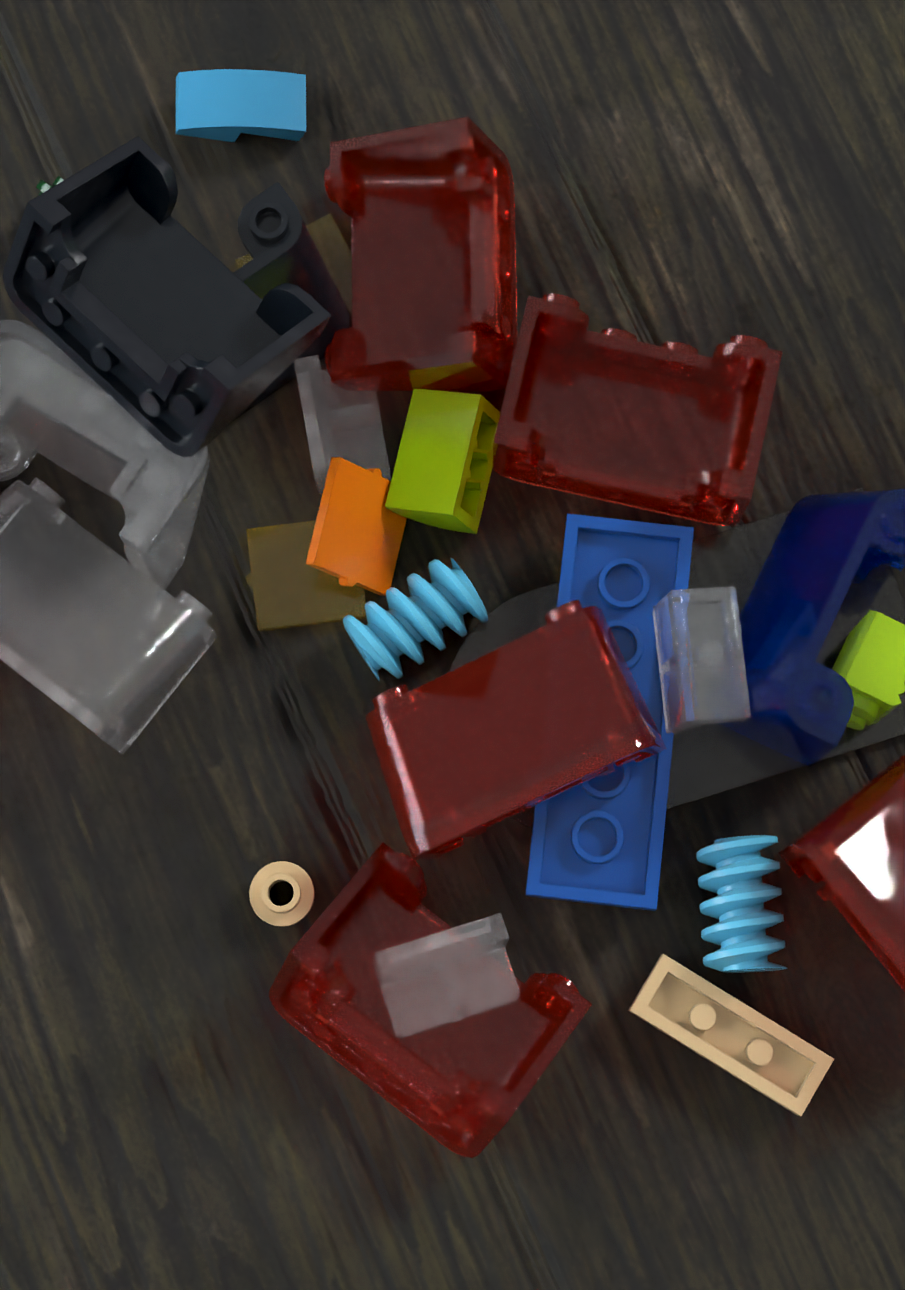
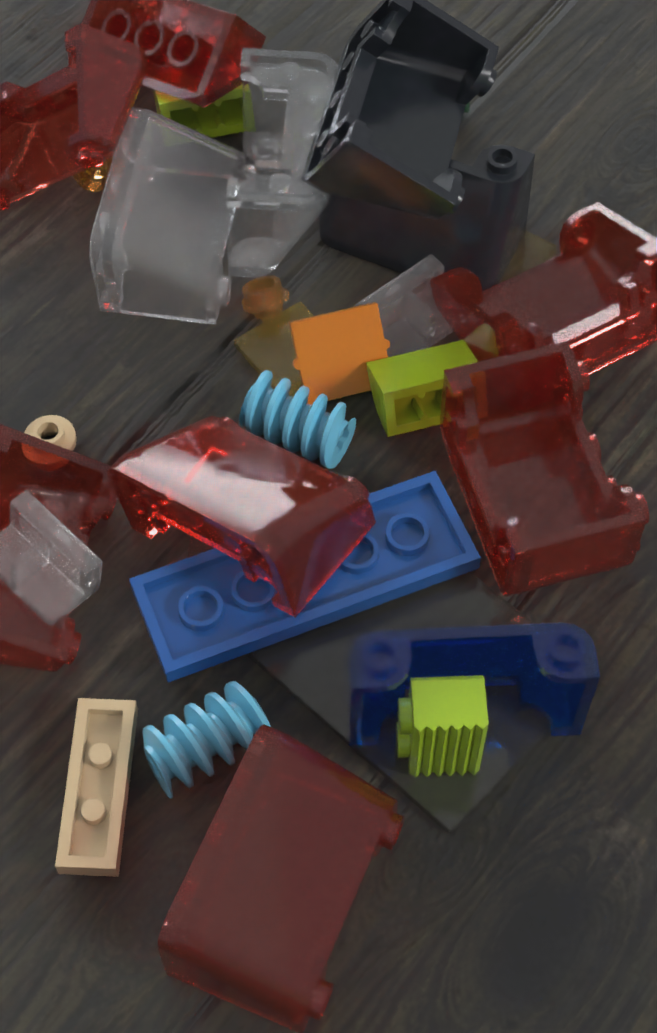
camera: 60 degrees right, 20 degrees down
(213, 566) = (264, 297): none -> clear orange plate
(238, 101) = (594, 158): dark azure slope -> none
(700, 658) = (374, 589): clear panel -> none

